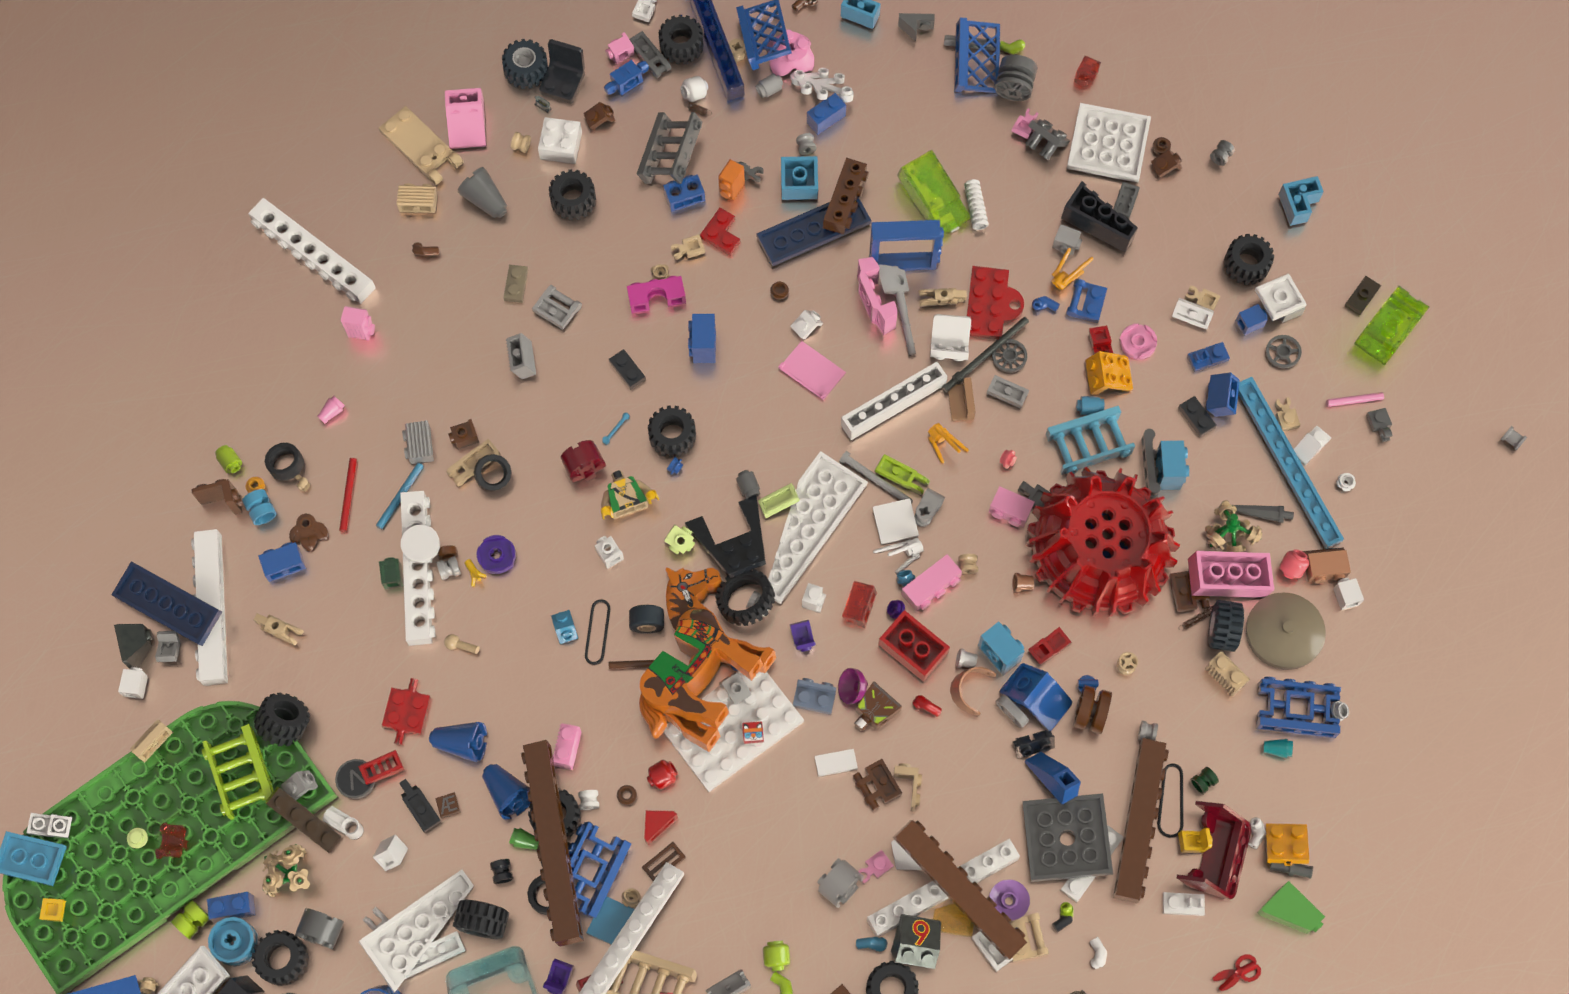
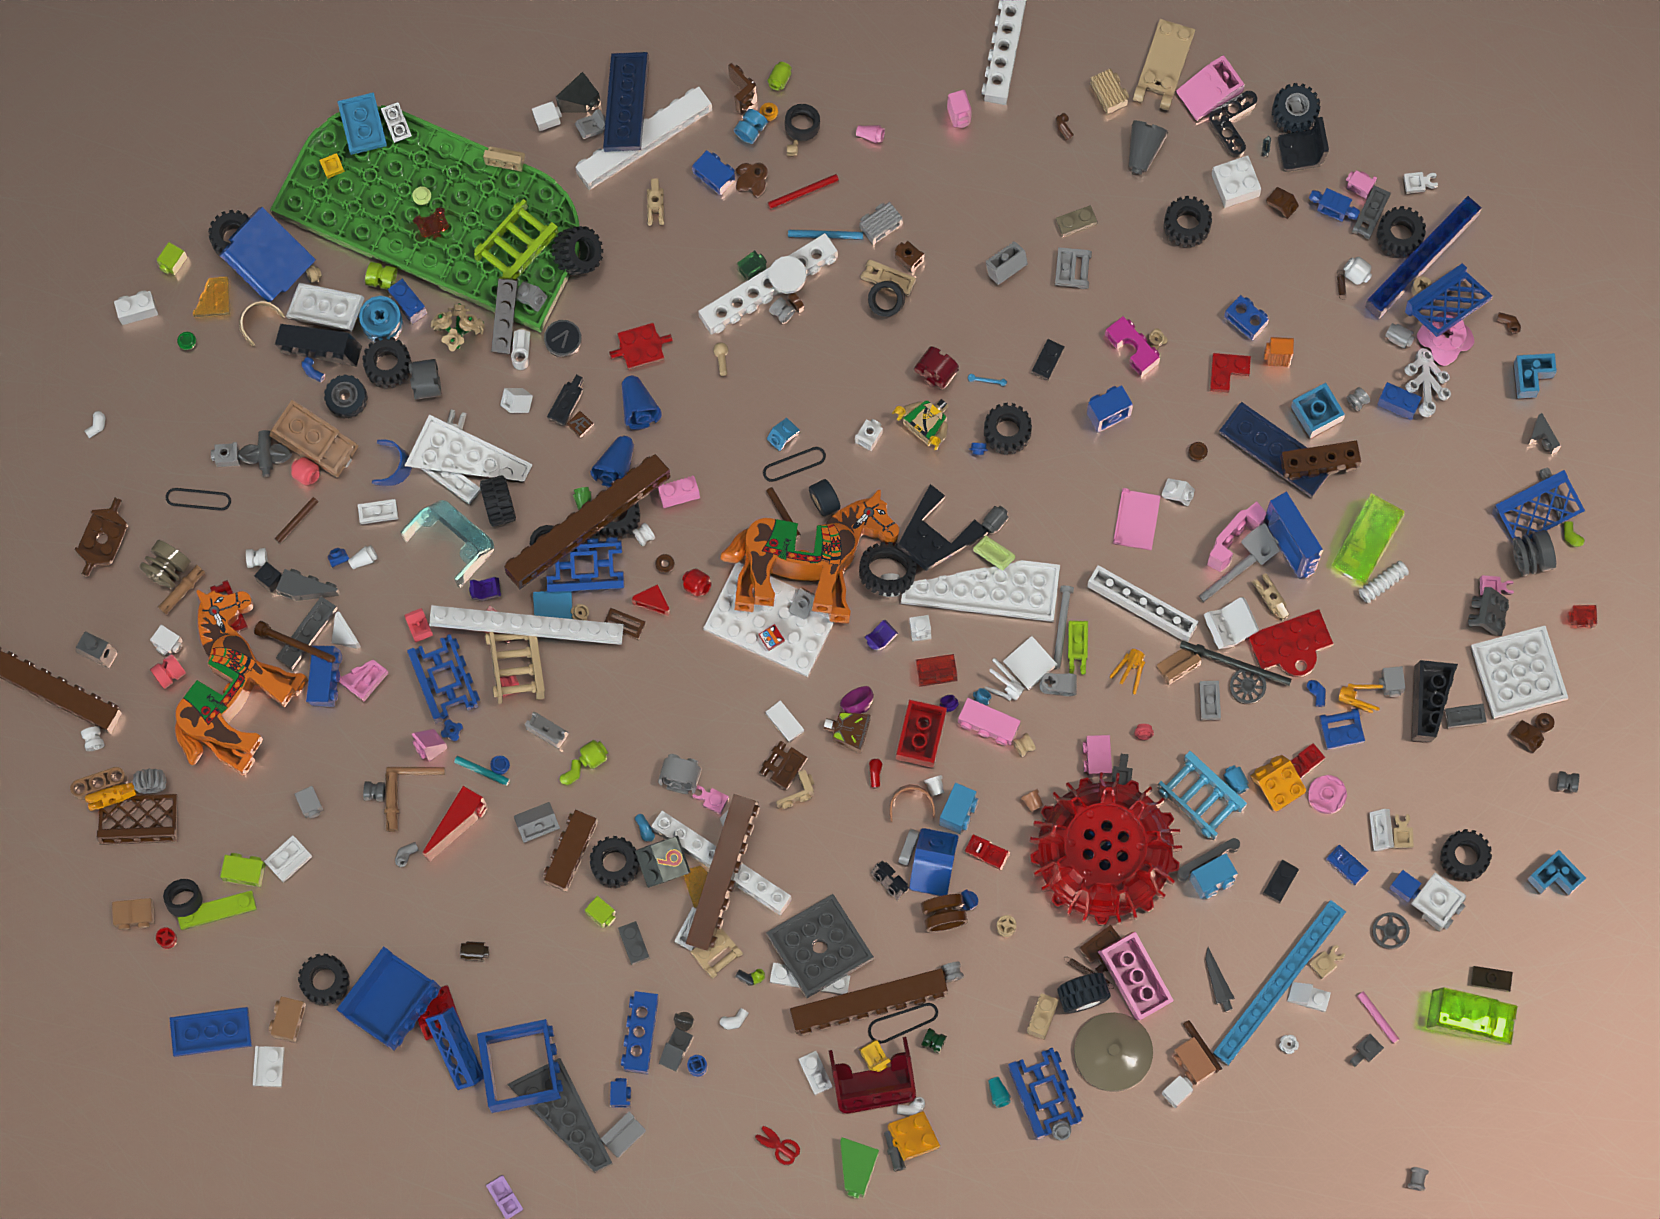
camera: 65 degrees right, 5 degrees up
(378, 761) = (586, 348): red slope -> none
(475, 574) = (791, 333): yellow bar -> none
(501, 564) = (816, 332): dark purple plate -> none
(501, 871) = (547, 496): black wheel -> none
(502, 124) = (1225, 122): none -> black beam
(520, 142) = (1215, 148): tan wheel -> none
(657, 141) = (1277, 268): dark grey fence -> none
(674, 534) = (911, 487): yellowish green brick -> none
(690, 246) = (1197, 352): tan plate -> none
(750, 173) = (1299, 356): dark grey plate -> none
(814, 696) = (832, 674): sand blue bracket -> none
(1015, 891) = (741, 913): medium lavender dish -> none
(1054, 776) = (866, 908): blue slope -> none
(1222, 394) = (1312, 892): blue brick -> none
(1233, 525) = (1179, 954): tan plant -> none
(1294, 564) = (1178, 1029): coral head -> none

